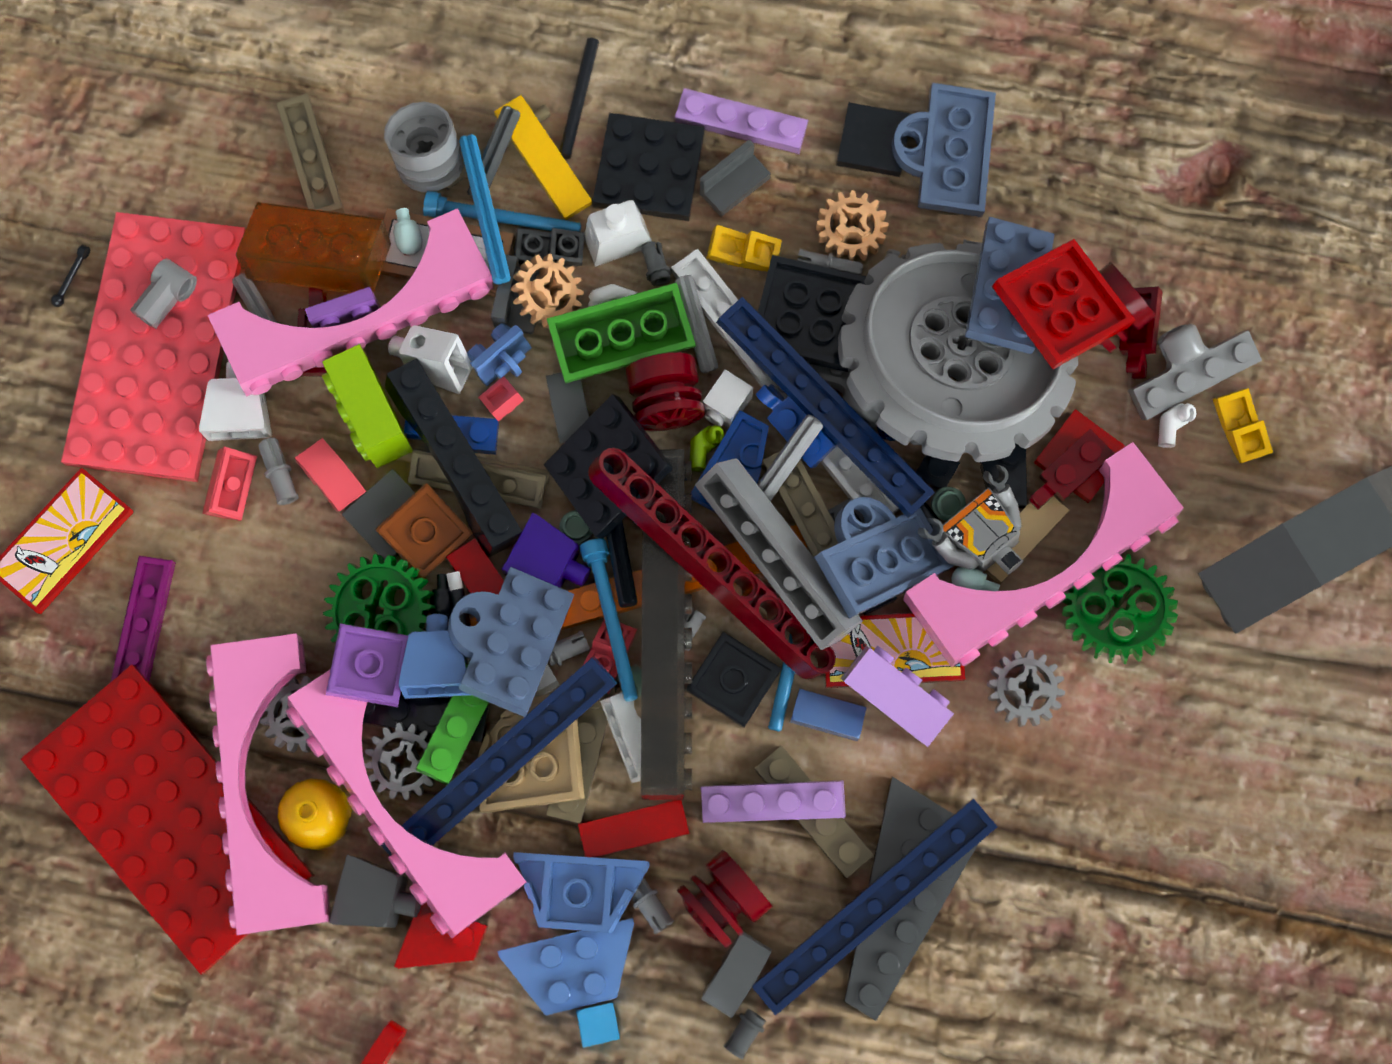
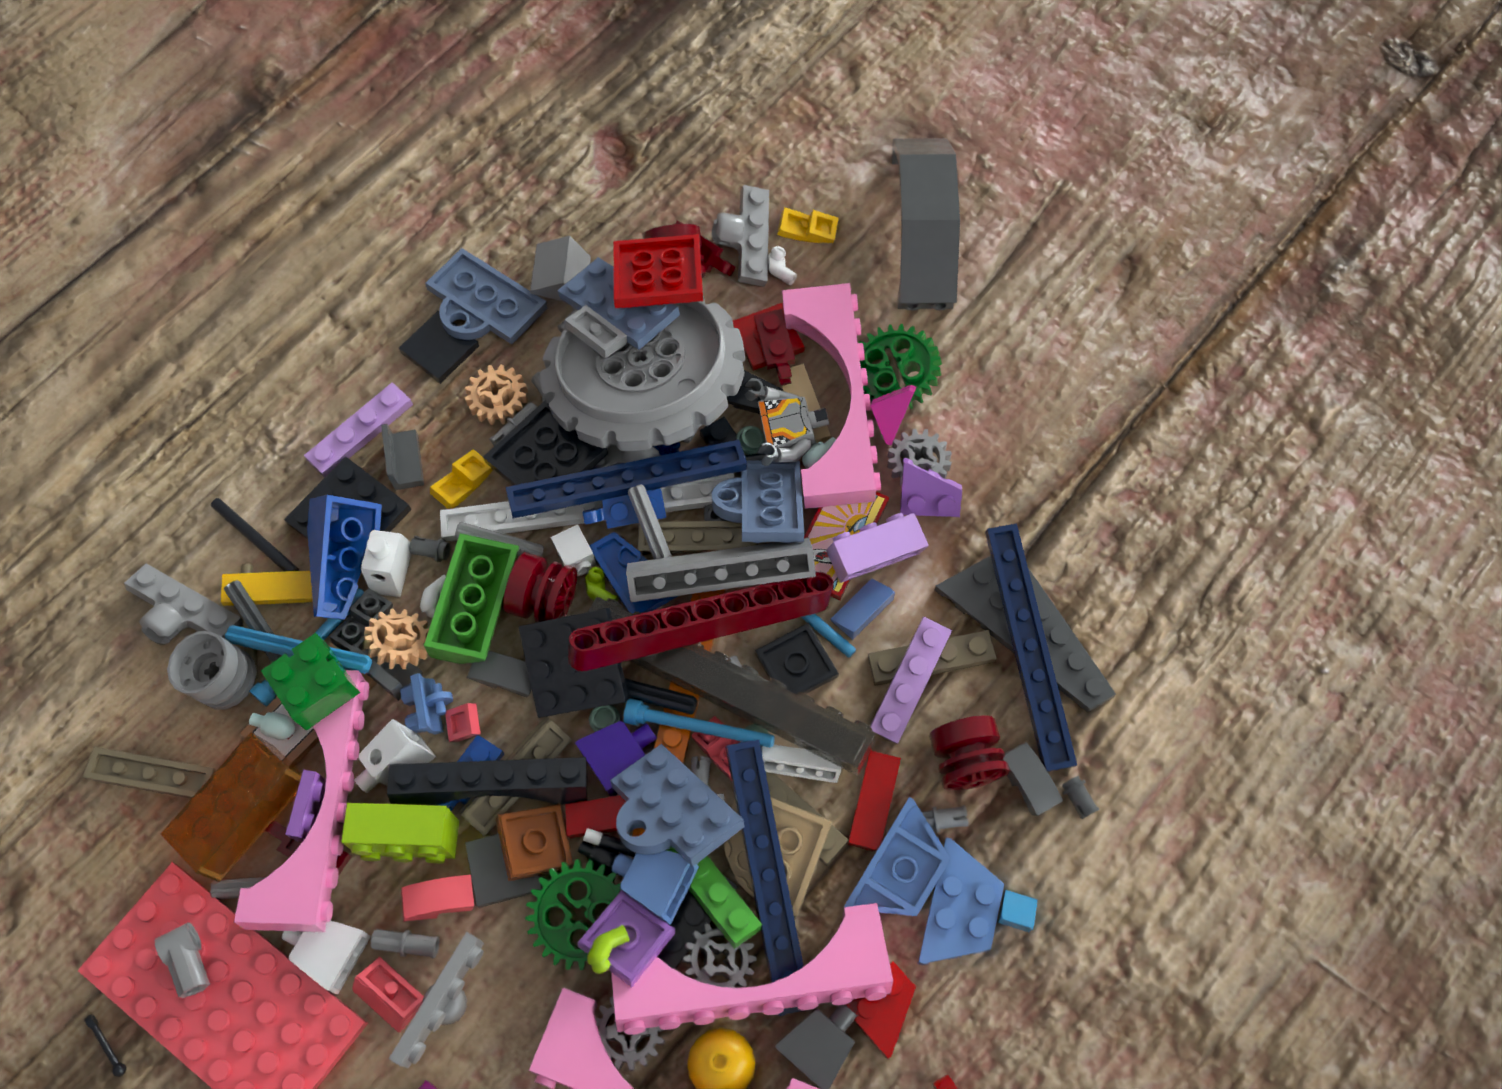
camera: 60 degrees left, 10 degrees down
(239, 535) = (442, 1003): none -> light grey plate
(344, 648) = (602, 948): none -> lime arm
(446, 238) = (309, 683): none -> green piece
(471, 77) = (176, 607): none -> light grey plate
(606, 175) = (337, 545): none -> blue wedge
(959, 282) = (595, 331): none -> light grey plate
(990, 717) = (928, 493): none -> medium lavender wing
(1030, 200) = (555, 265): none -> light grey slope
(1060, 628) = (890, 411): none -> dark pink slope

